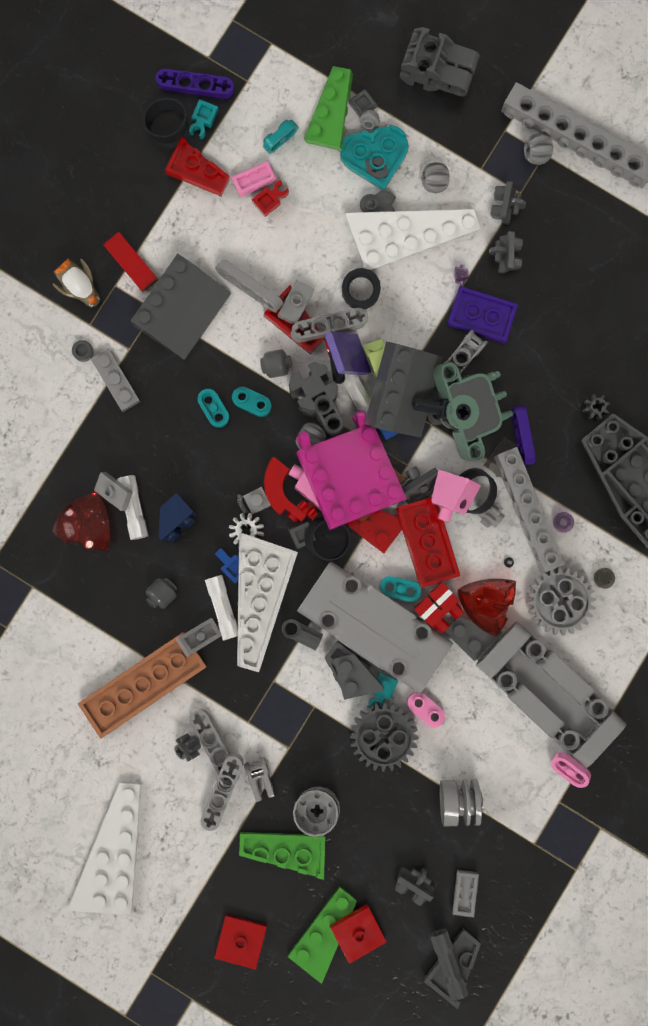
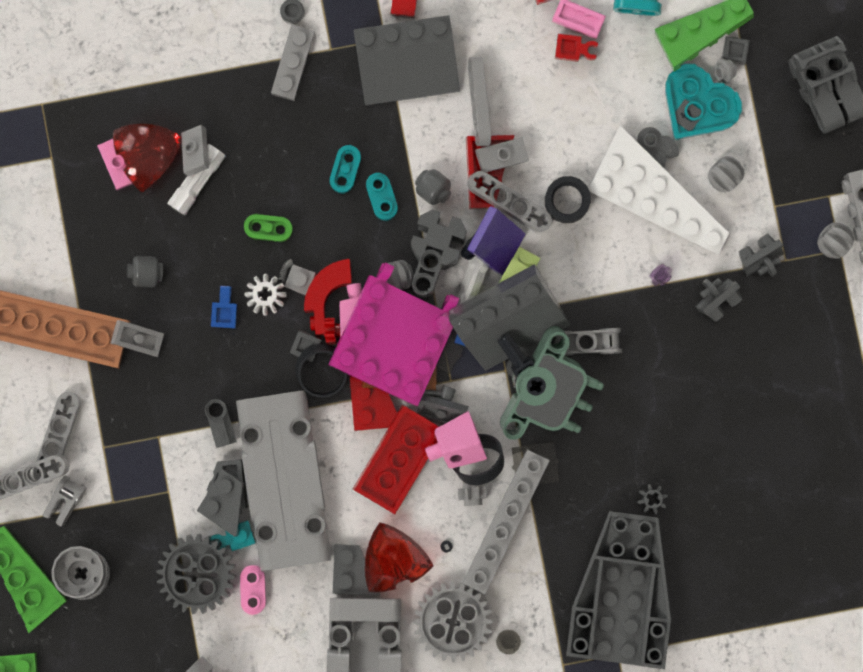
camera: 50 degrees right, 0 degrees up
(75, 550) = (114, 164): none -> bright pink plate
(174, 516) = (221, 223): dark blue slope -> none
(187, 747) = (35, 414): dark grey gear -> none
(205, 489) = (268, 228): none -> bright green plate
(220, 600) = (181, 334): white axle -> none
(261, 587) = (231, 350): white wing -> none
(400, 588) = (336, 473): teal plate -> none
(446, 602) = (338, 520): red hips -> none
(483, 313) = (643, 326): dark purple tile -> none
(523, 434) = (568, 457): dark purple beam -> none
(569, 522) = (532, 562): clear purple plate -> none

